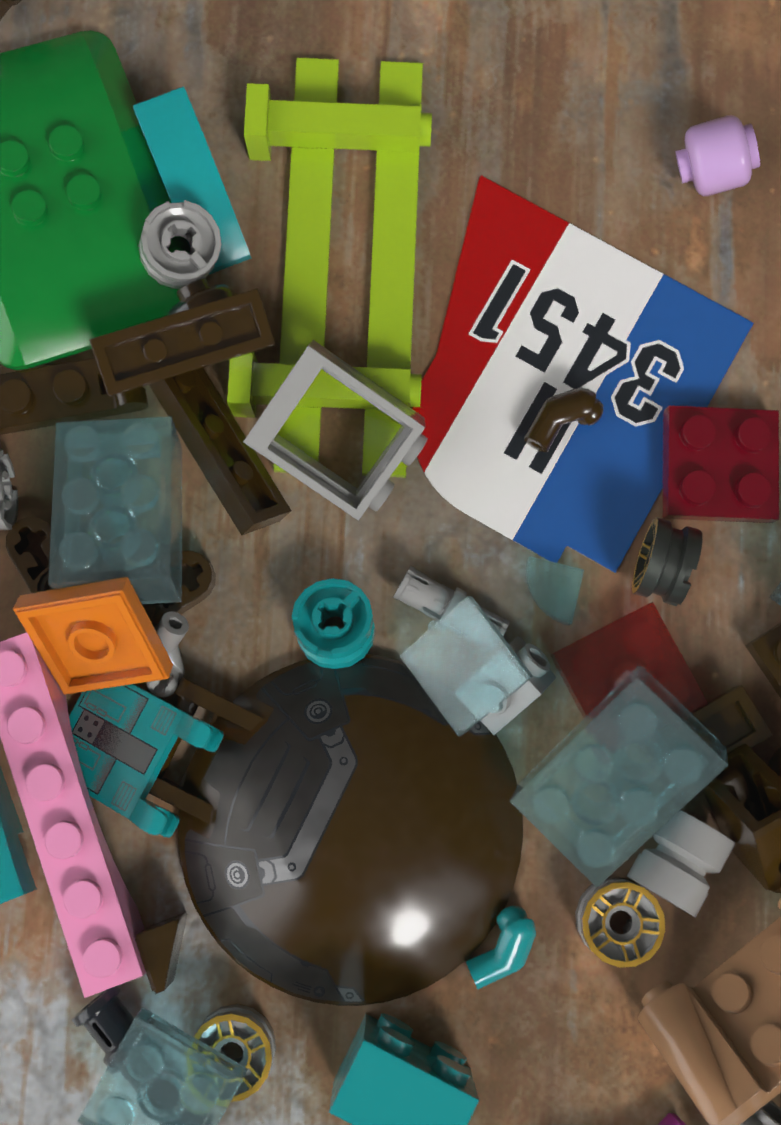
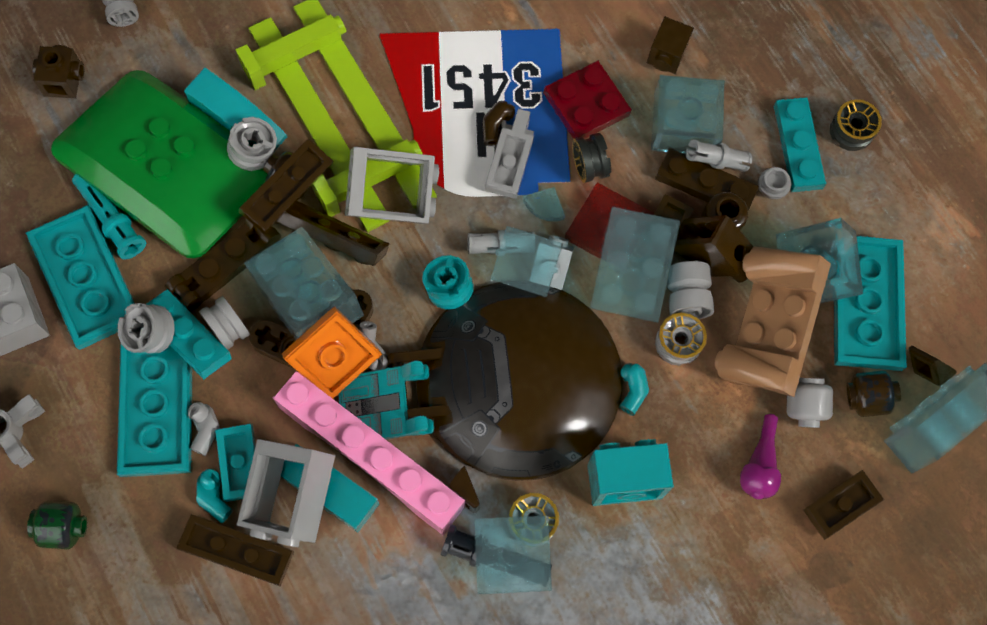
camera: 35 degrees left, 10 degrees down
(548, 485) = (511, 157): none -> light grey hinge

